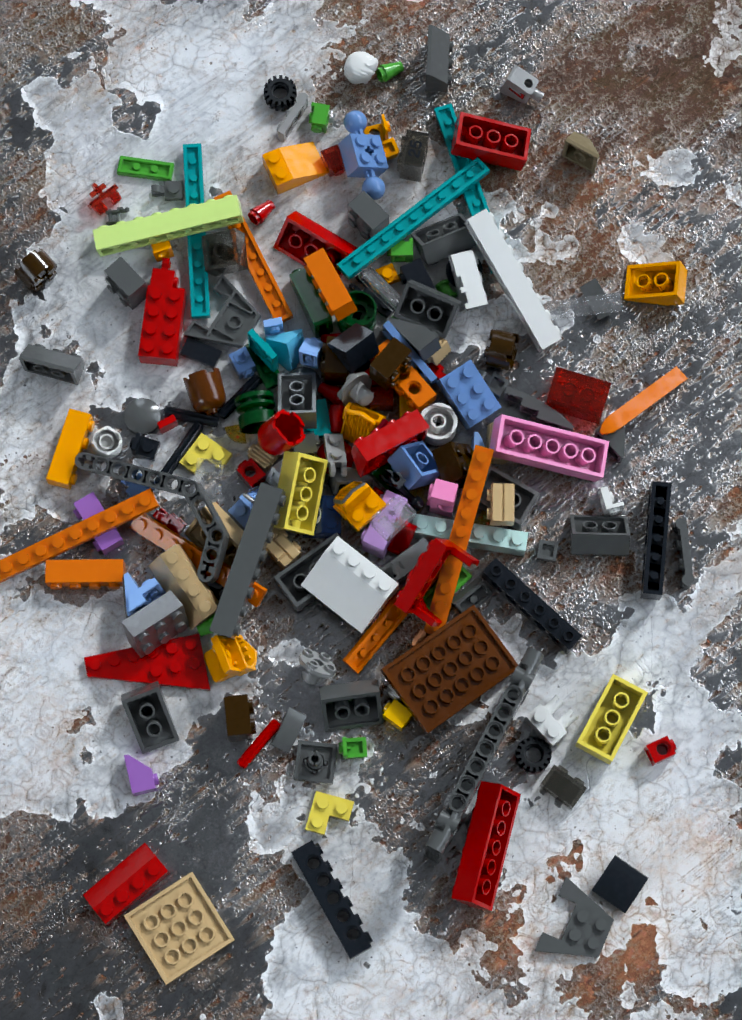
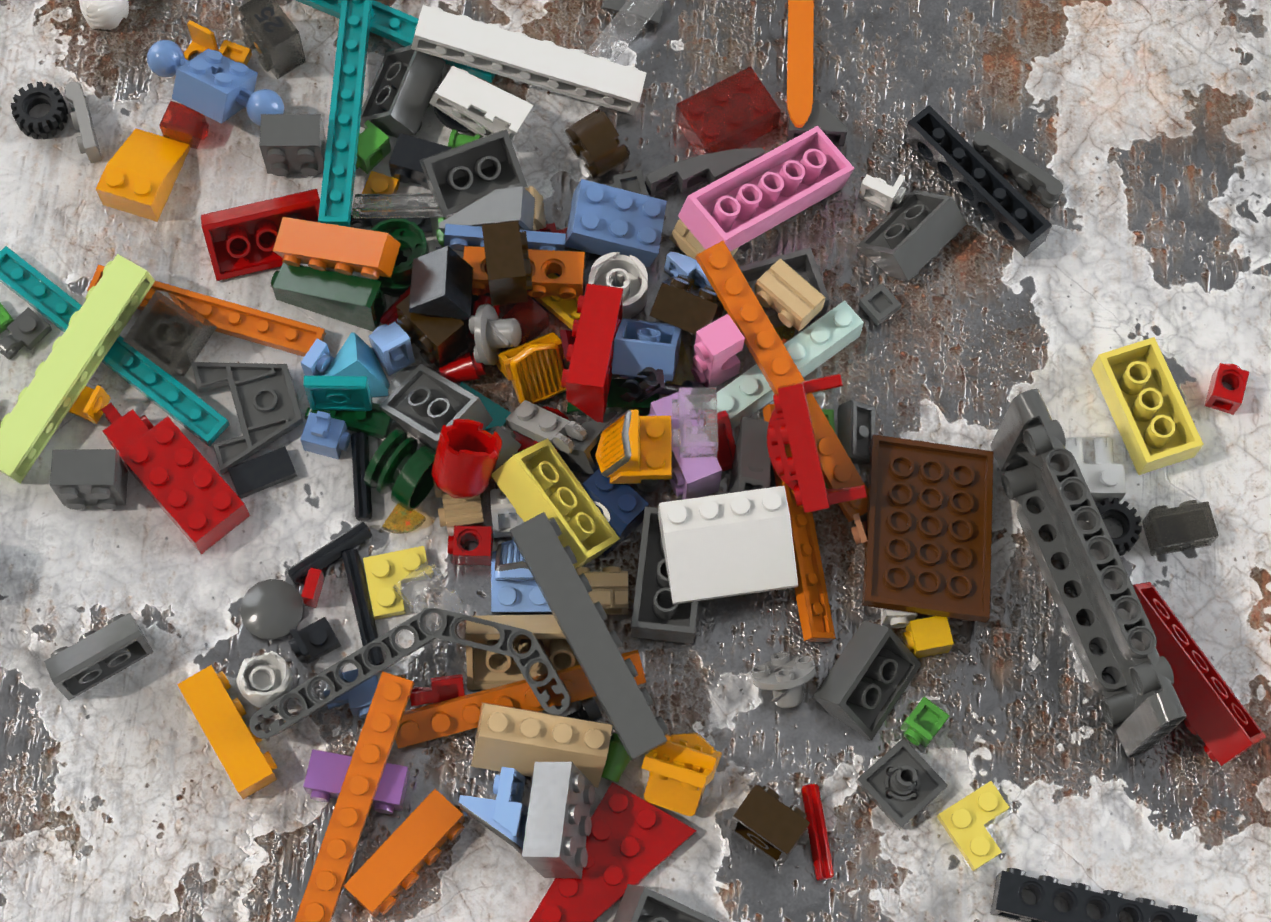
camera: 50 degrees left, 5 degrees down
(205, 391) = (319, 505): reddish brown cylinder -> none
(259, 213) = (161, 256): red cone -> none
(288, 730) = (835, 779): dark grey slope -> none
(319, 117) = (115, 94): bright green brick -> none
(335, 417) = (496, 388): red cone -> none
(531, 606) = (932, 375): black brick -> none

